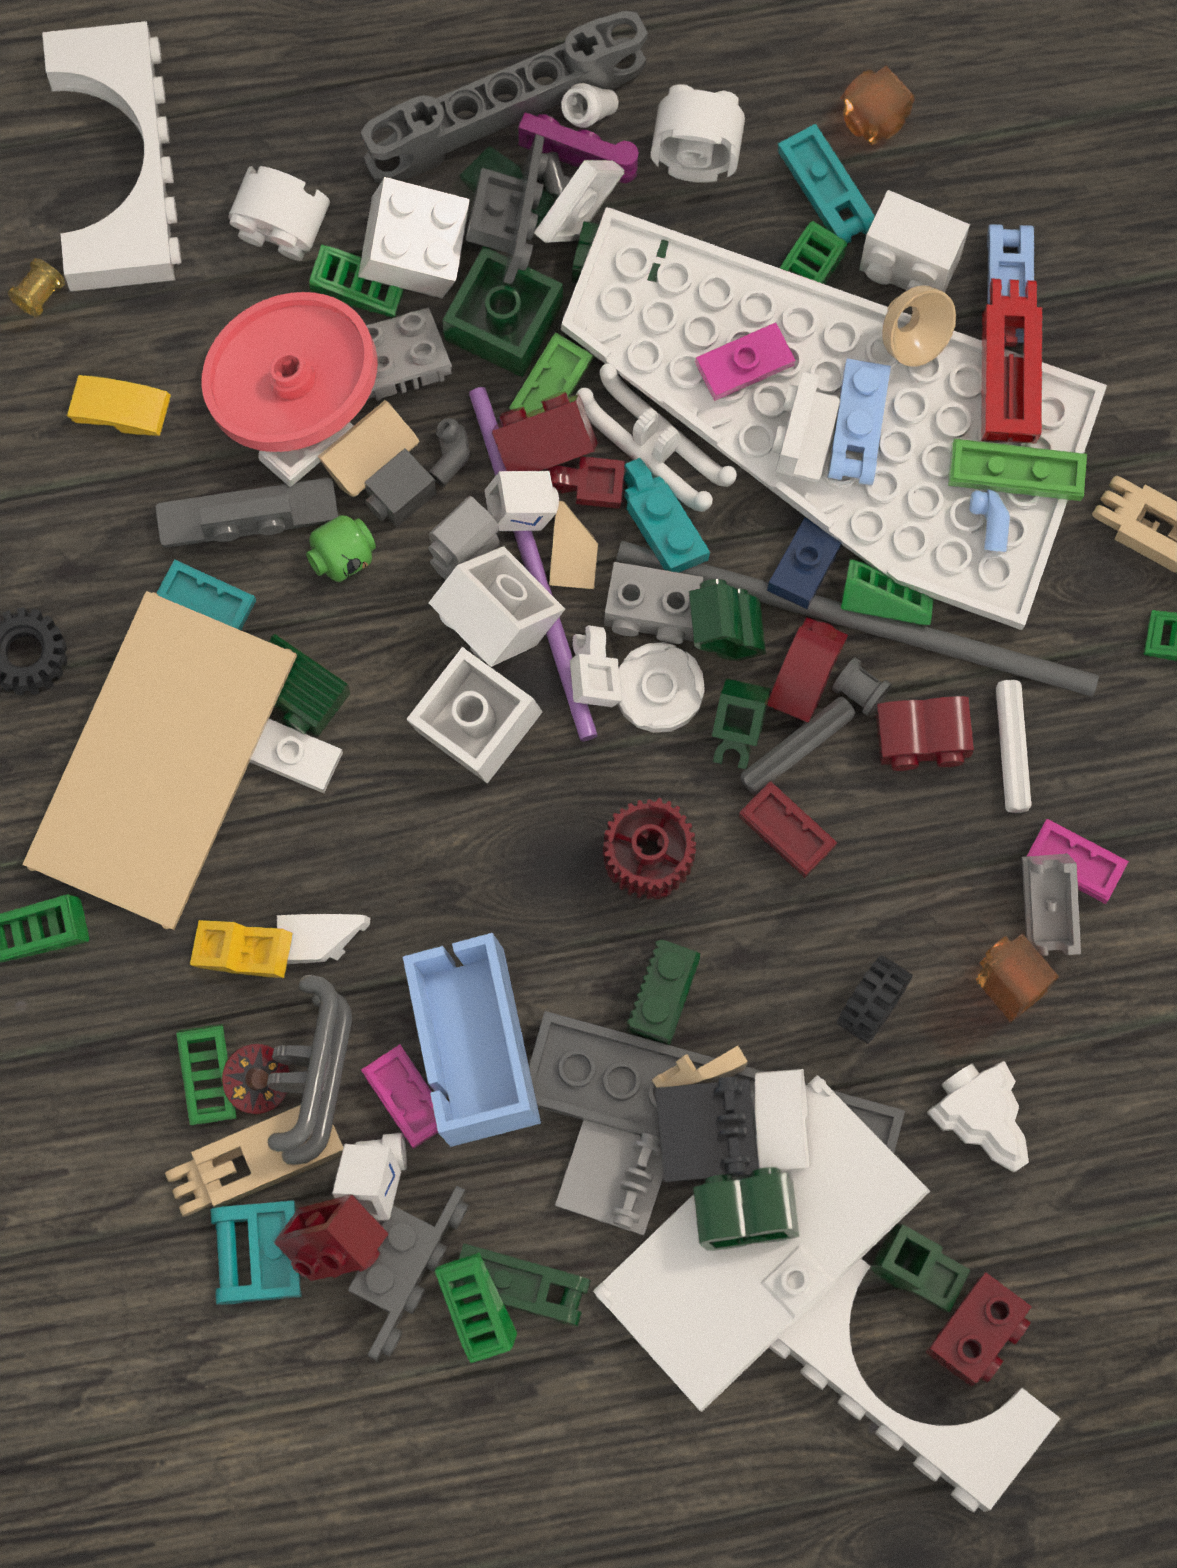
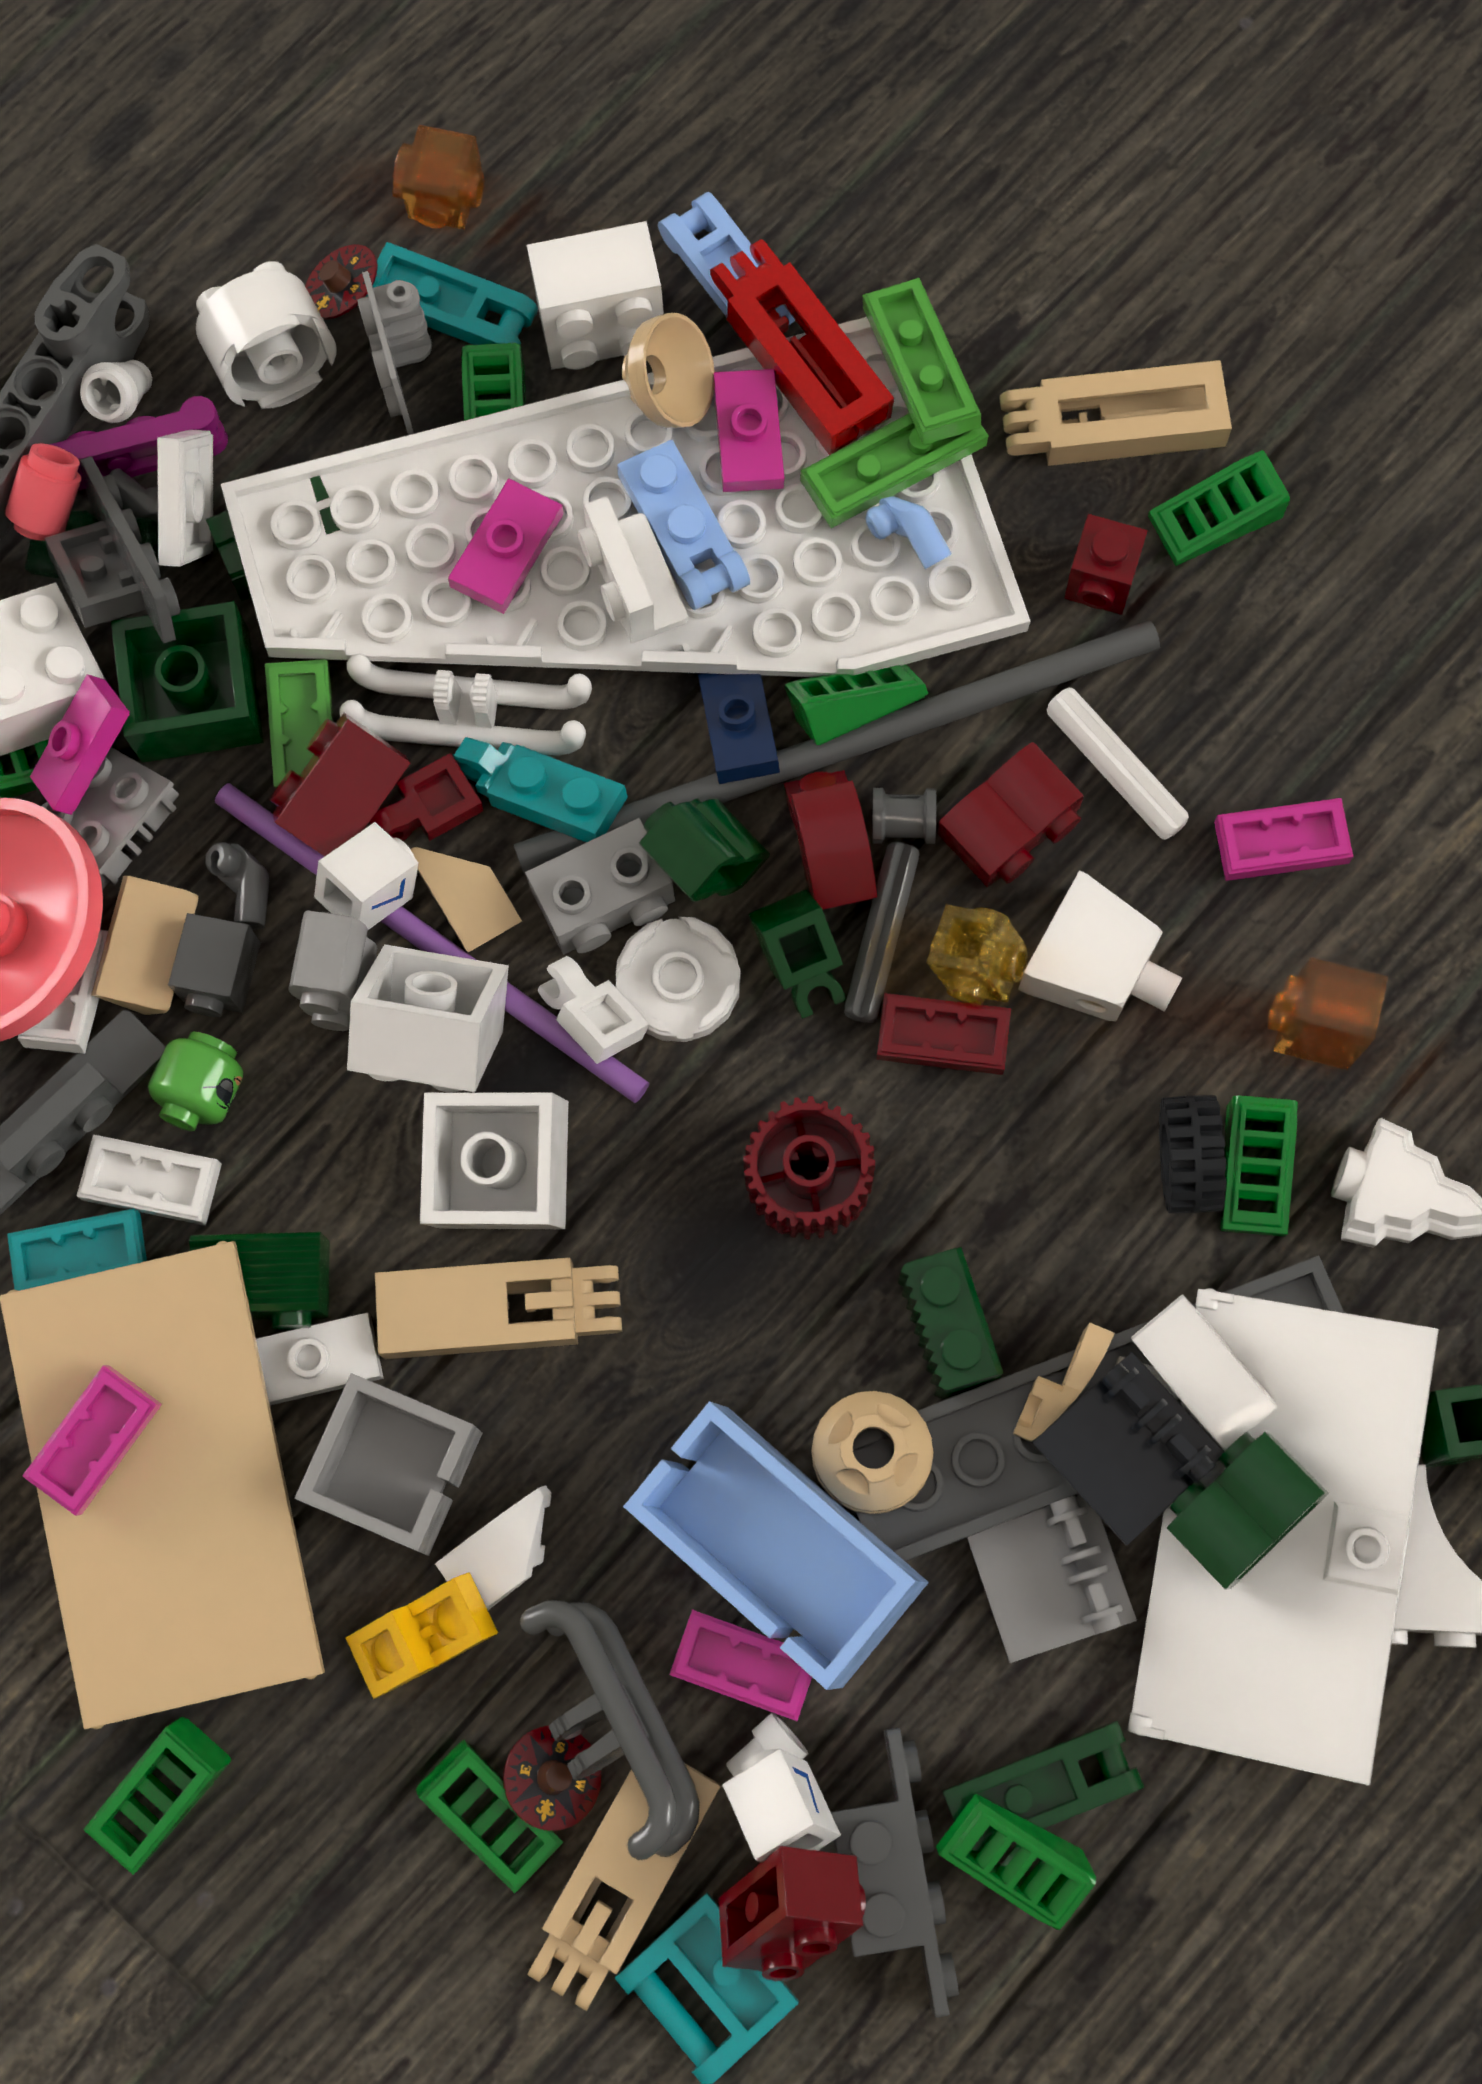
camera: 30 degrees left, 0 degrees up
(140, 707) = (92, 1440): none -> dark pink plate
(274, 586) = (149, 1179): none -> white plate
(292, 841) = (388, 1464): none -> light grey piece
(399, 787) = (469, 1305): none -> tan hinge
(414, 305) = (79, 744): none -> dark pink plate
(501, 140) = (43, 491): none -> coral brick
(564, 1055) = (867, 1488): none -> tan piece
(771, 128) = (339, 280): none -> piece
(777, 186) = (396, 336): none -> light grey hinge
(839, 796) = (977, 954): none -> clear yellow brick
(911, 849) = (1098, 955): none -> white torso
(937, 1006) = (1283, 1141): none -> green slope
(941, 392) = (748, 430): none -> dark pink plate
(1051, 903) = (1300, 901): light grey hinge -> none
(1077, 422) = (921, 361): none -> bright green tile
(1095, 623) = (1105, 564): none -> dark red brick

